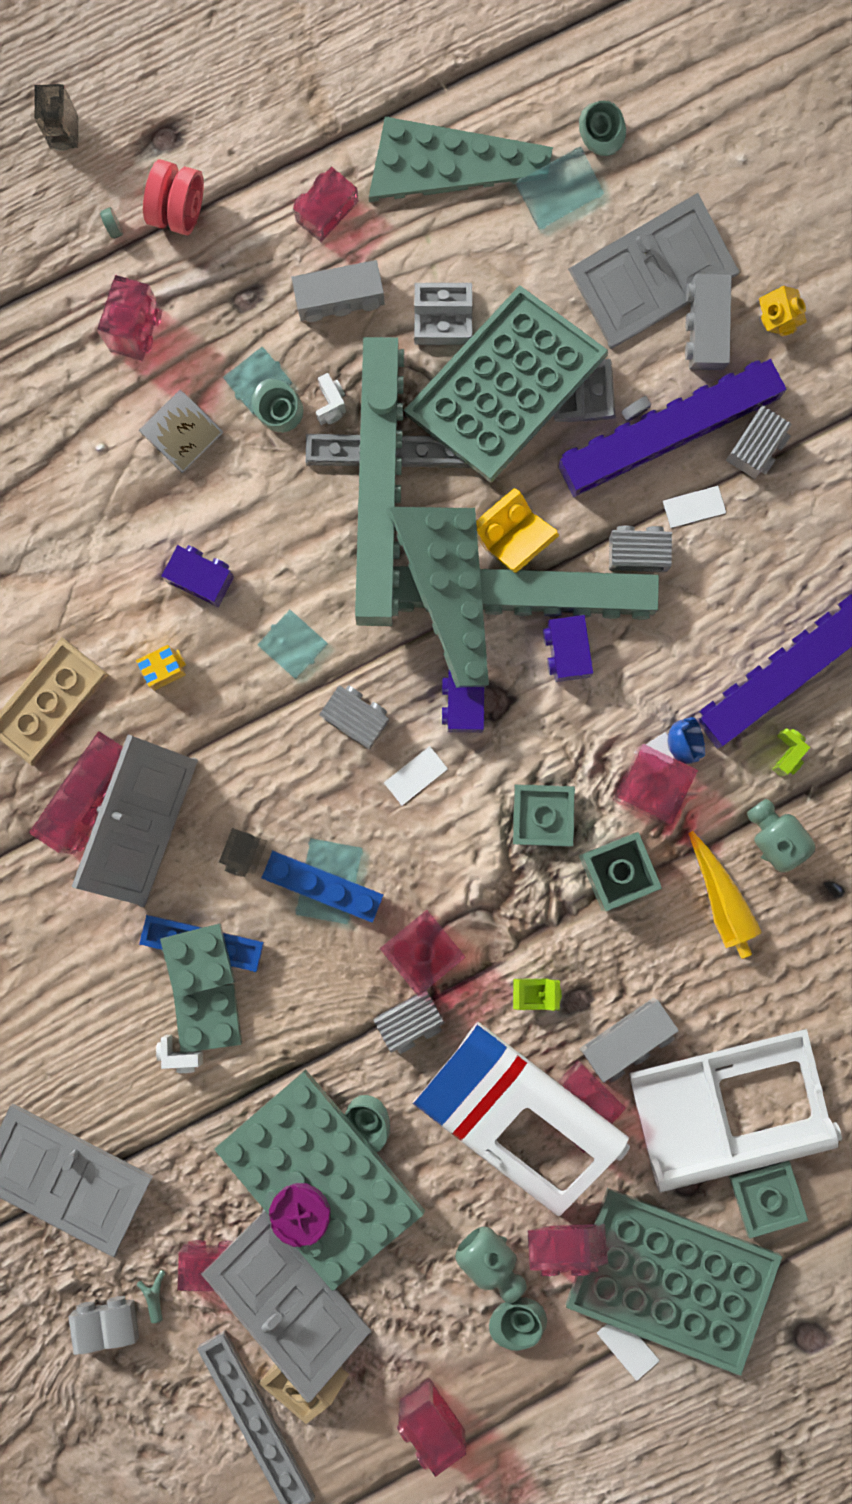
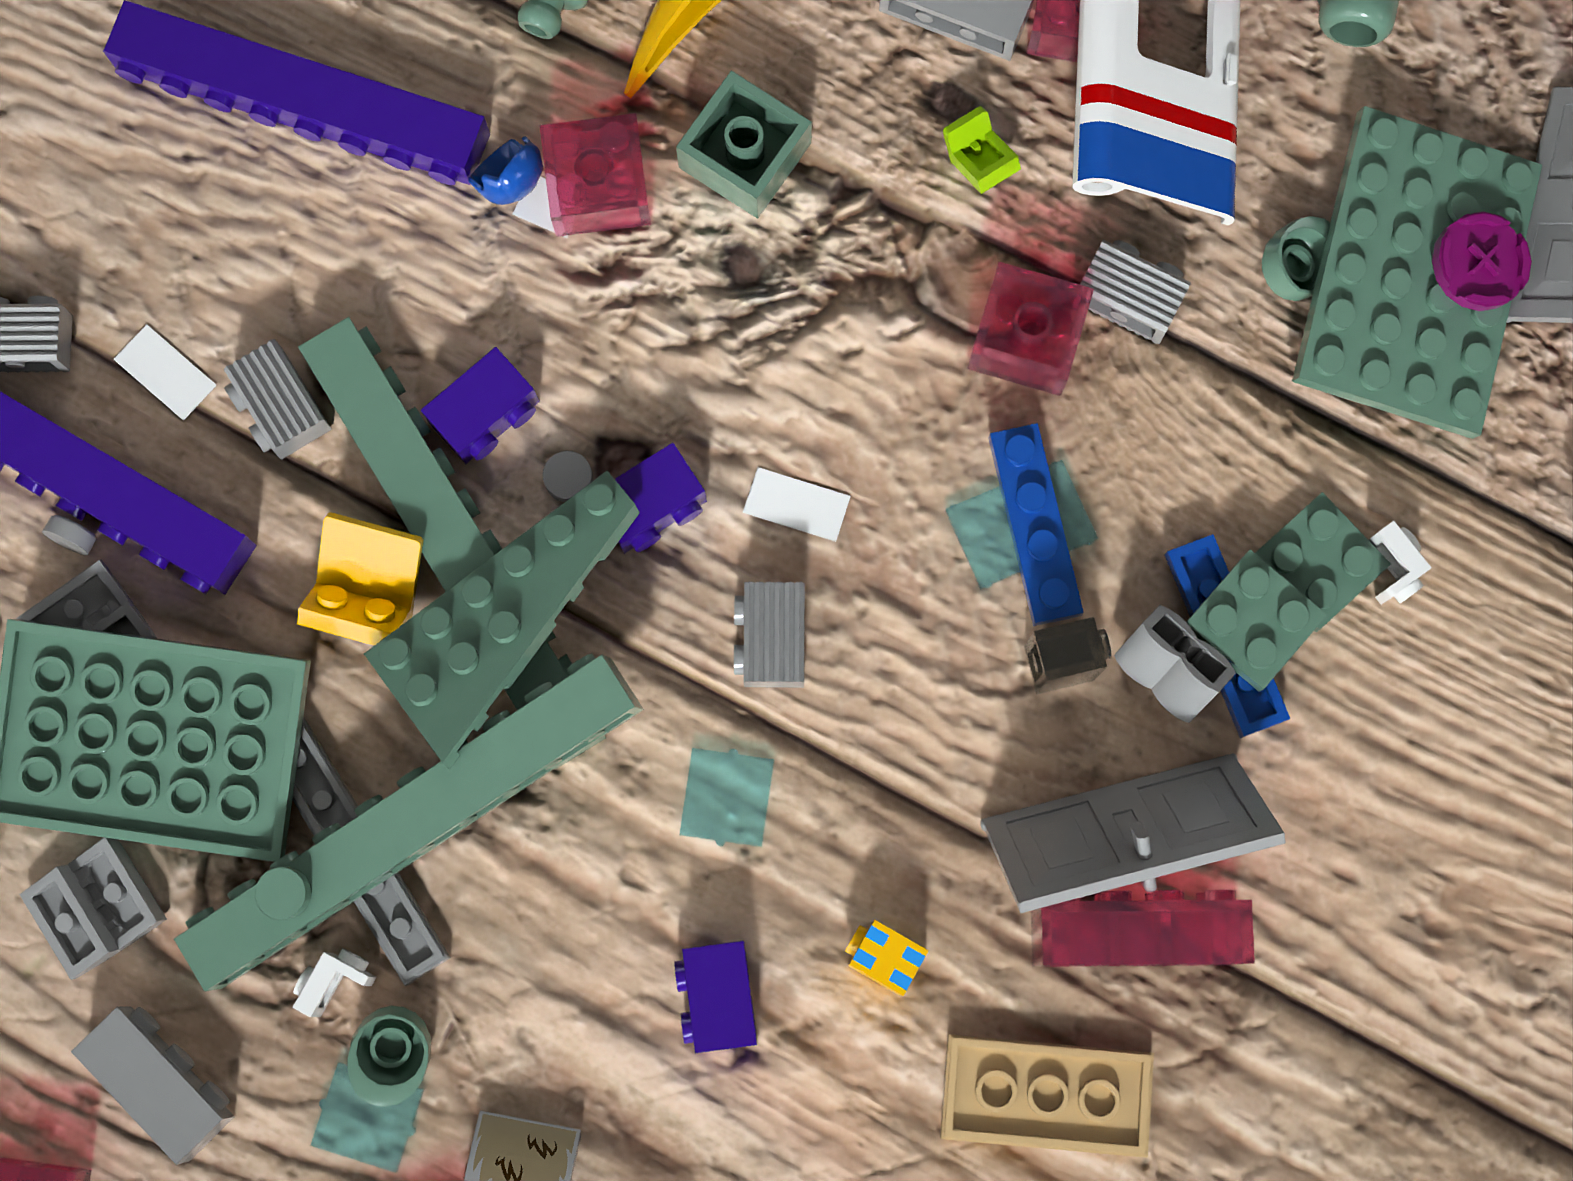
camera: 125 degrees left, 5 degrees down
(197, 905) = (1174, 664): none -> light grey brick
(505, 670) = (566, 474): none -> light grey tile
(543, 815) = (735, 295): sand green plate -> none
(791, 760) = (434, 26): lime bracket -> none

